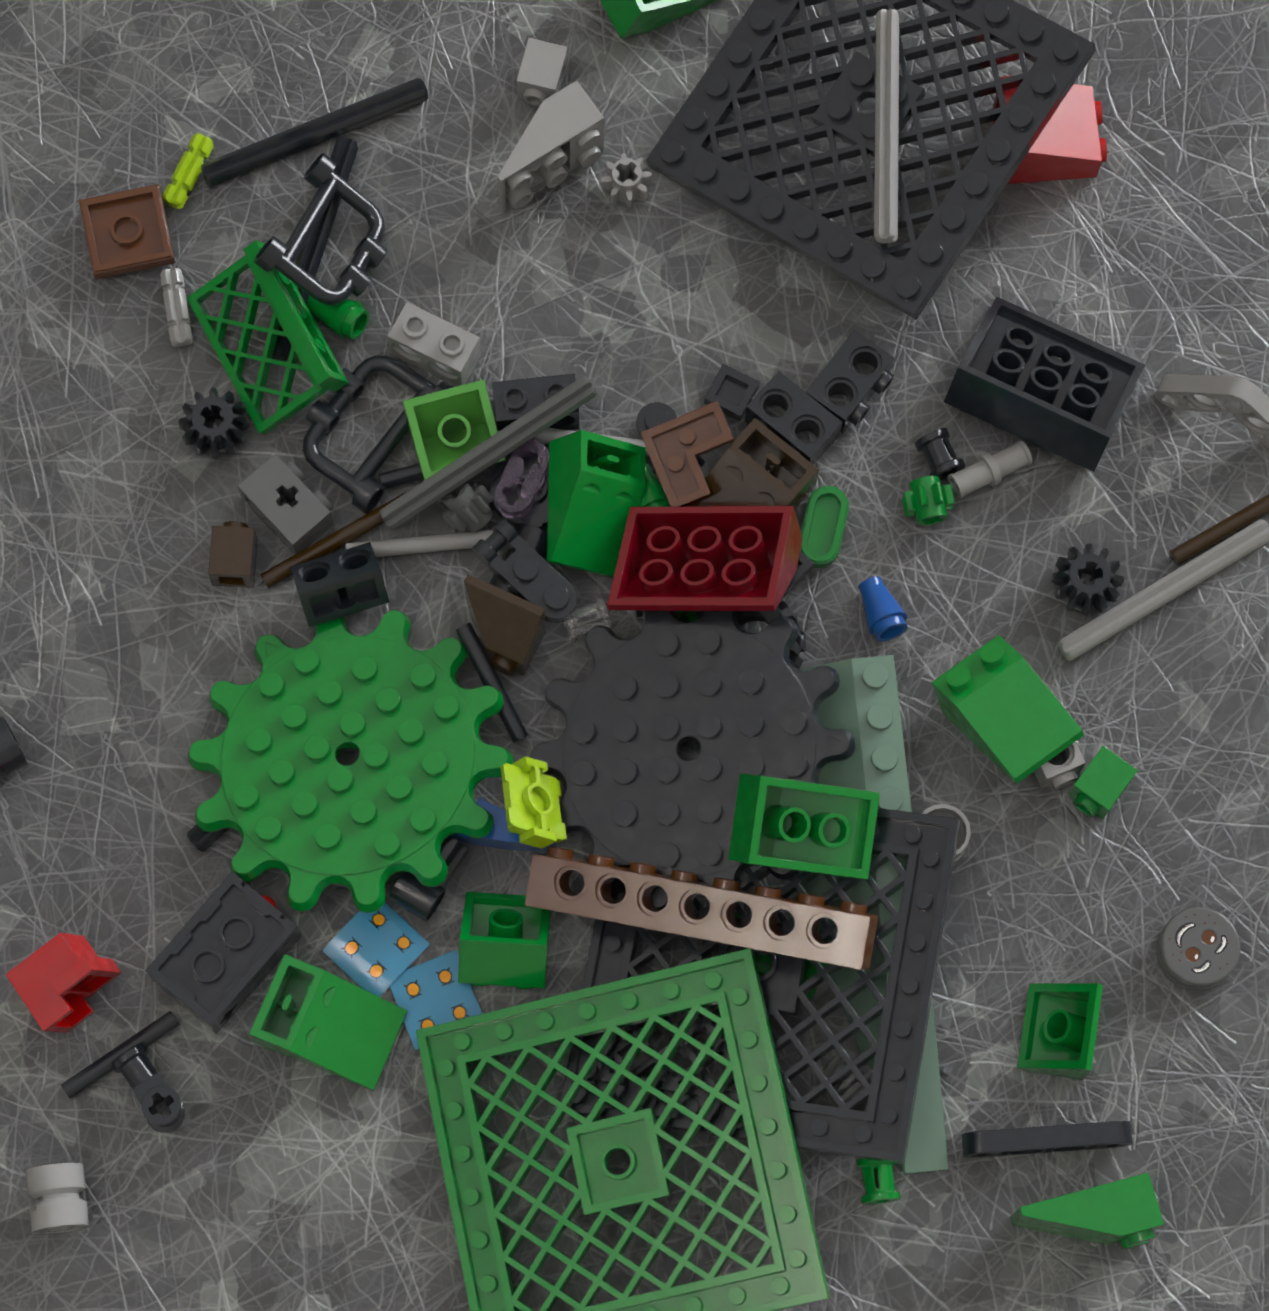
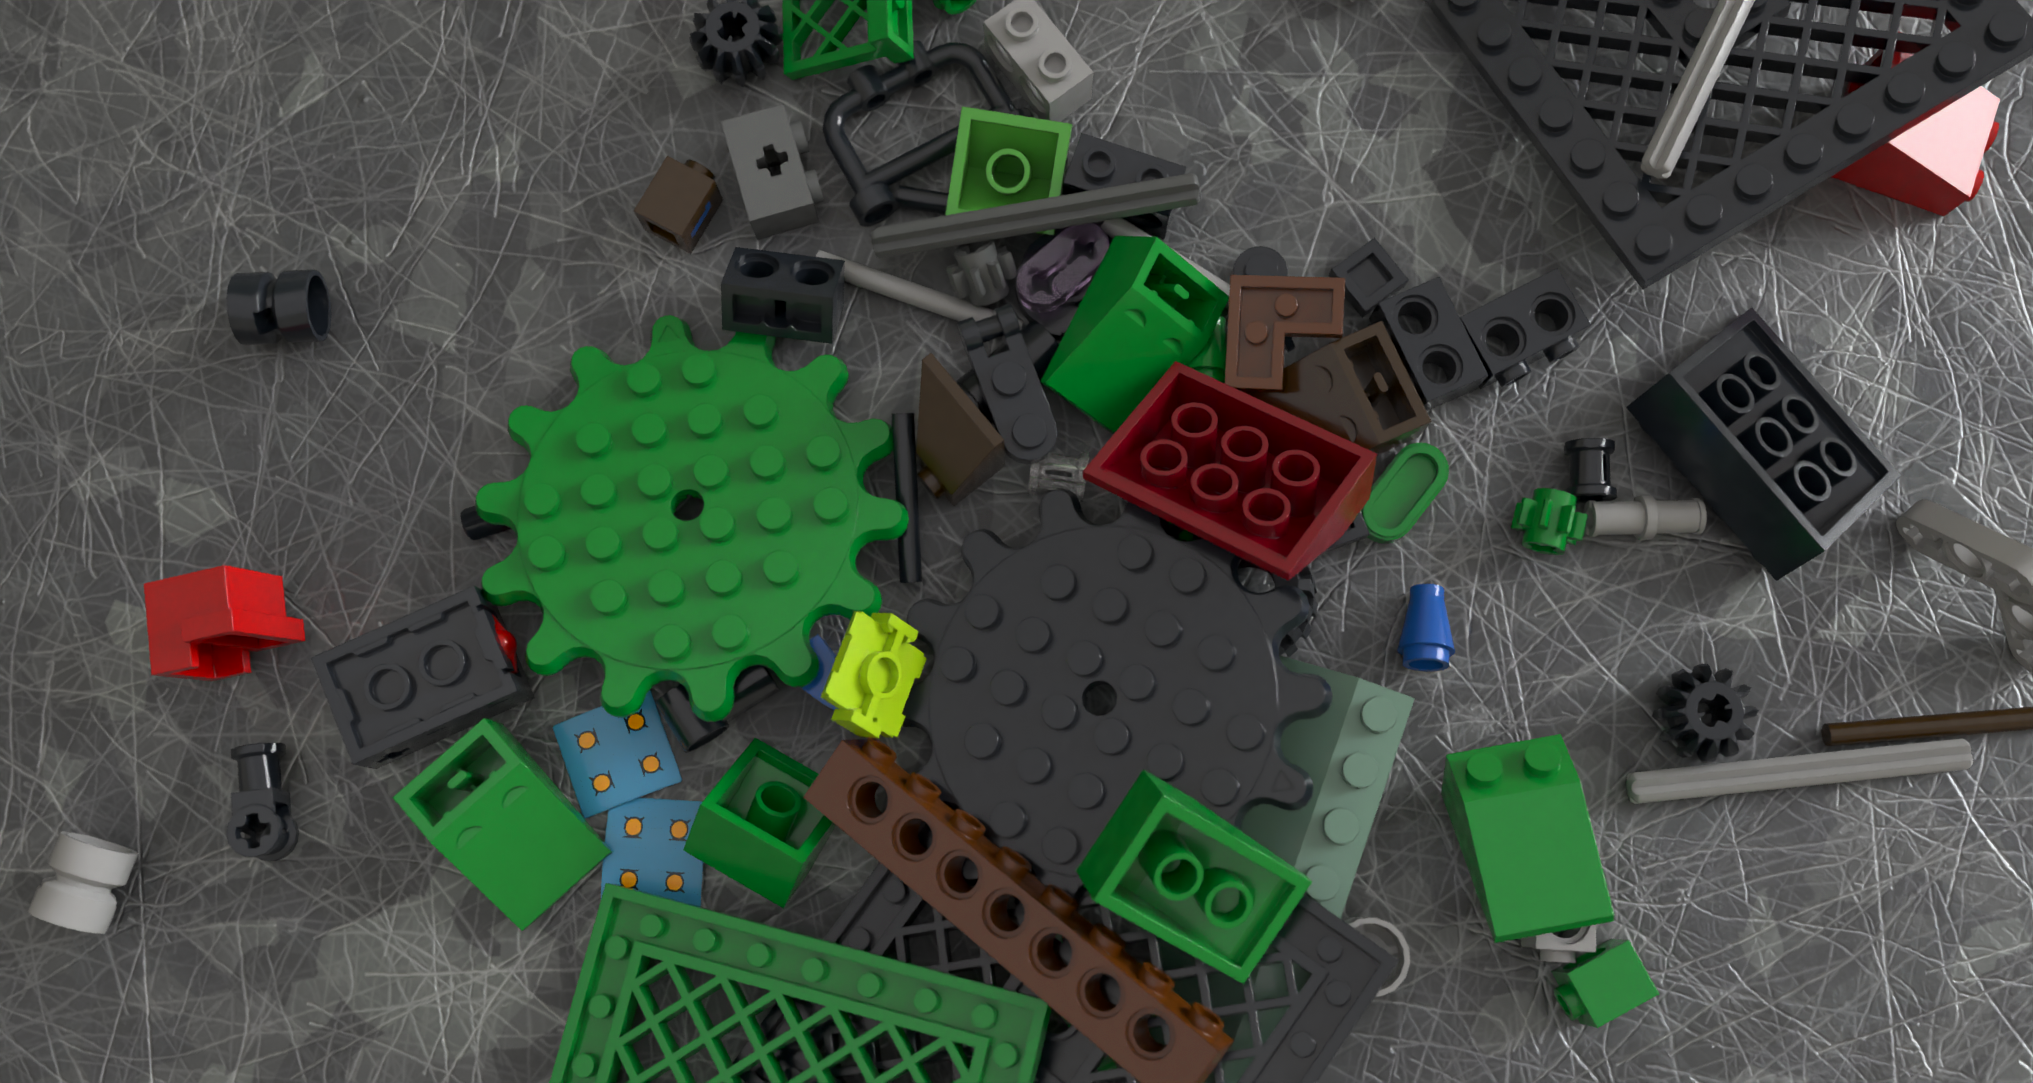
camera: 30 degrees right, 5 degrees up
(104, 1064) = (221, 743): black bar -> none
(326, 545) = (793, 242): dark brown bar -> none

